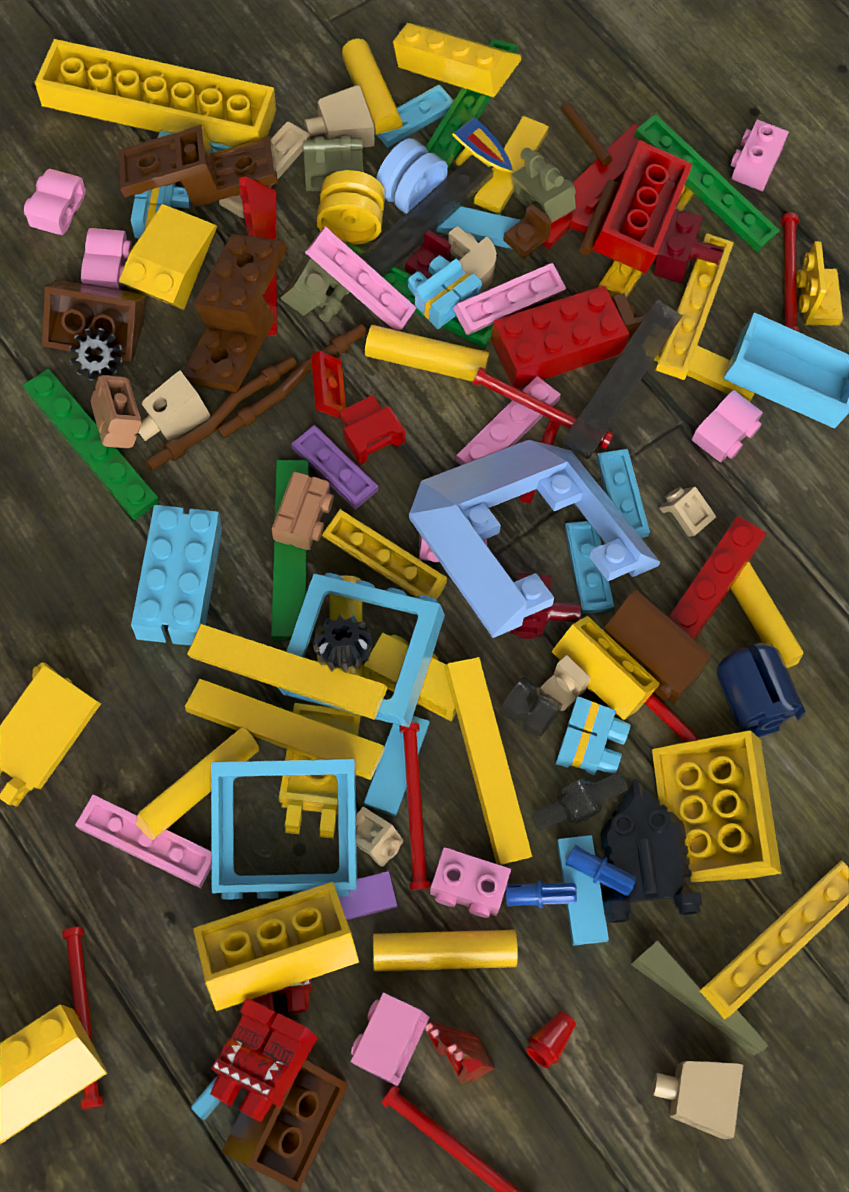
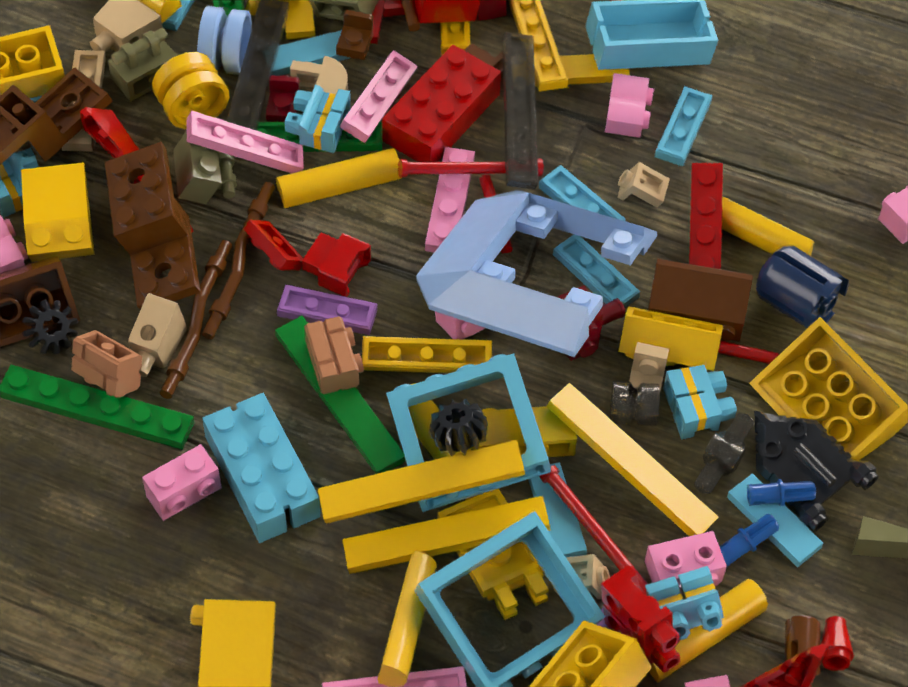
camera: 30 degrees left, 10 degrees down
(105, 550) = (182, 482): none -> bright pink brick
(380, 920) = (640, 617): none -> red hips
(438, 922) = (700, 601): none -> medium azure hips
(516, 1025) = (801, 635): none -> reddish brown arm
(767, 474) = (683, 126): none -> medium azure tile

